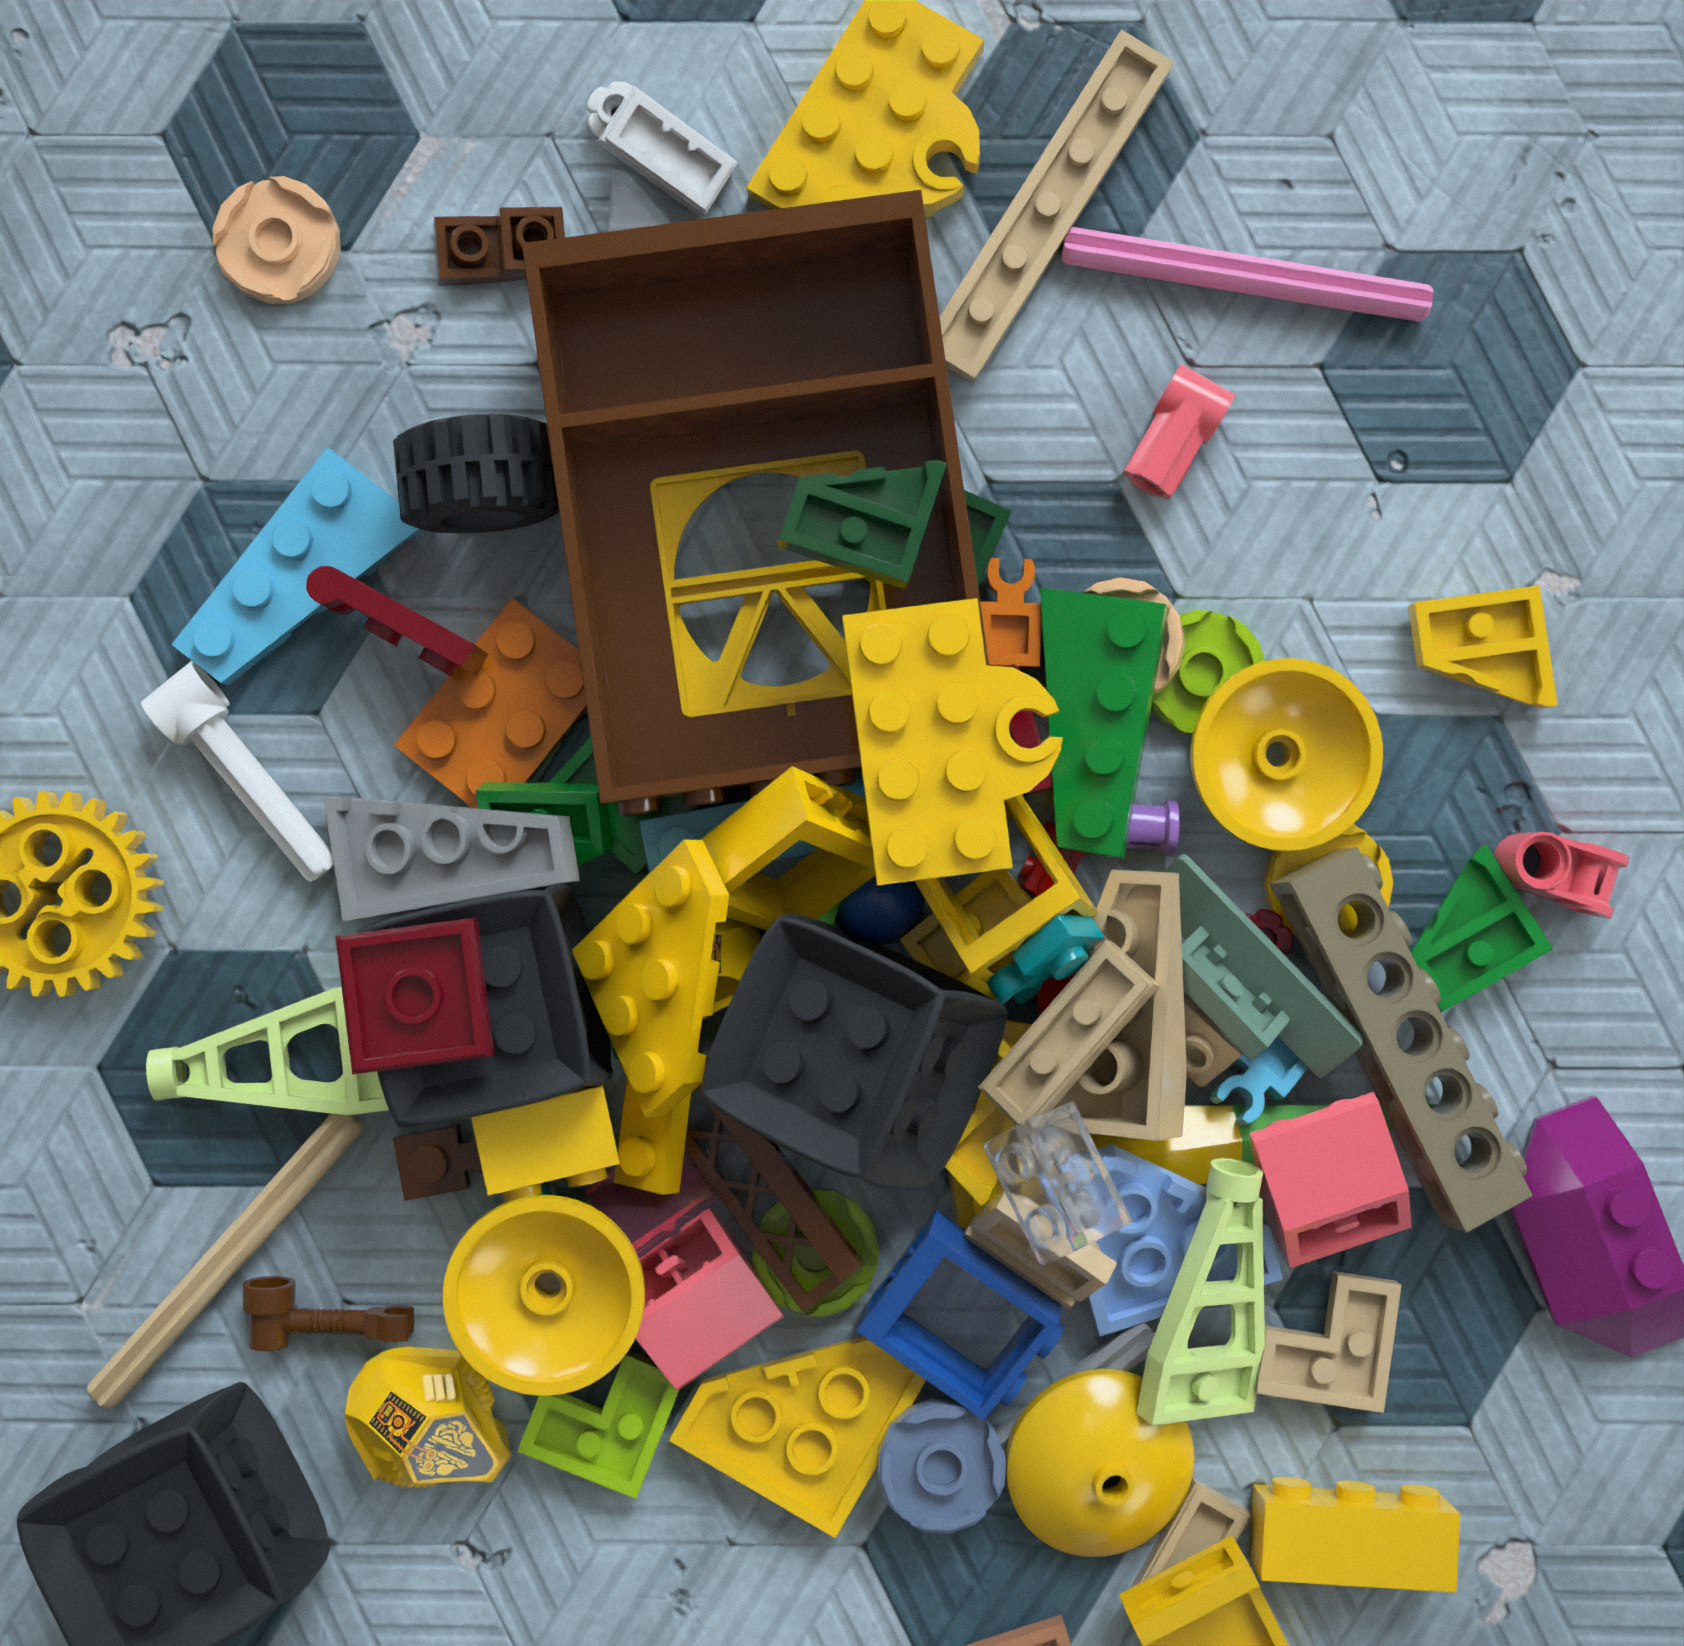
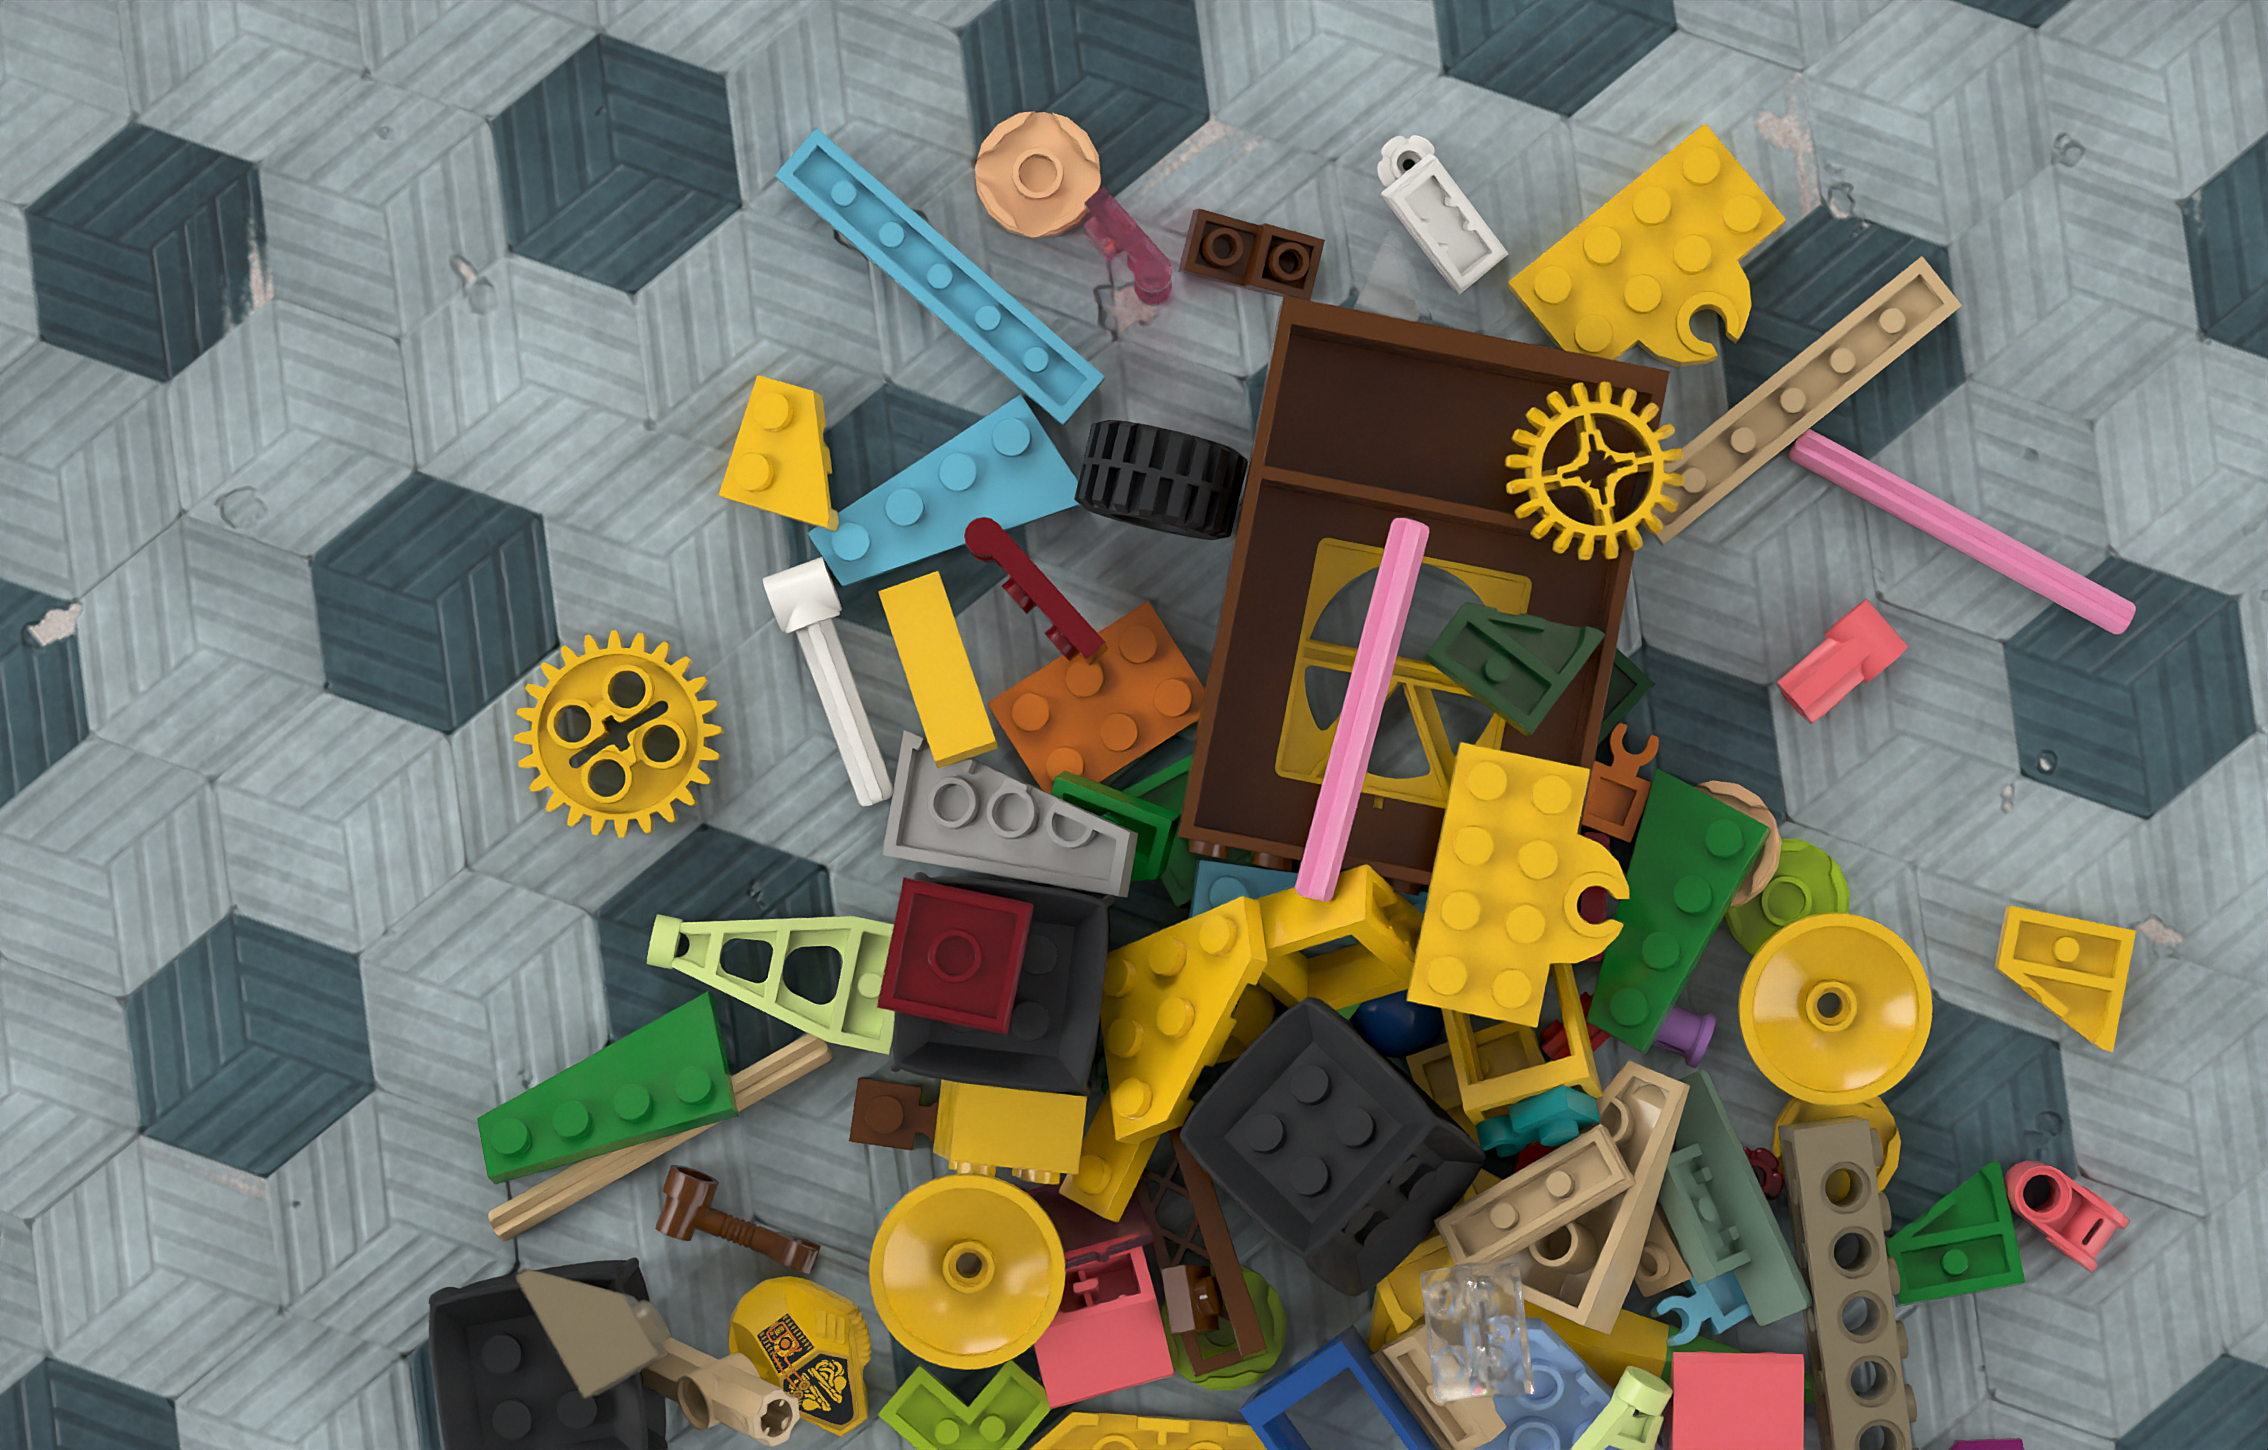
camera: 25 degrees right, 0 degrees up
(122, 579) = (782, 455): none -> yellow wing
(141, 1517) = (596, 1330): none -> dark tan slope
(177, 1231) = (629, 1093): none -> green wing
(214, 363) = (940, 277): none -> medium azure plate
(335, 729) = (938, 669): none -> yellow tile
(351, 1491) = (723, 1393): none -> tan piece
(369, 264) = (1118, 235): none -> clear pink plate
(735, 617) = (1362, 709): none -> bright pink axle
(773, 1242) = (1192, 1299): none -> reddish brown plate
(904, 288) = (1586, 441): none -> yellow gear

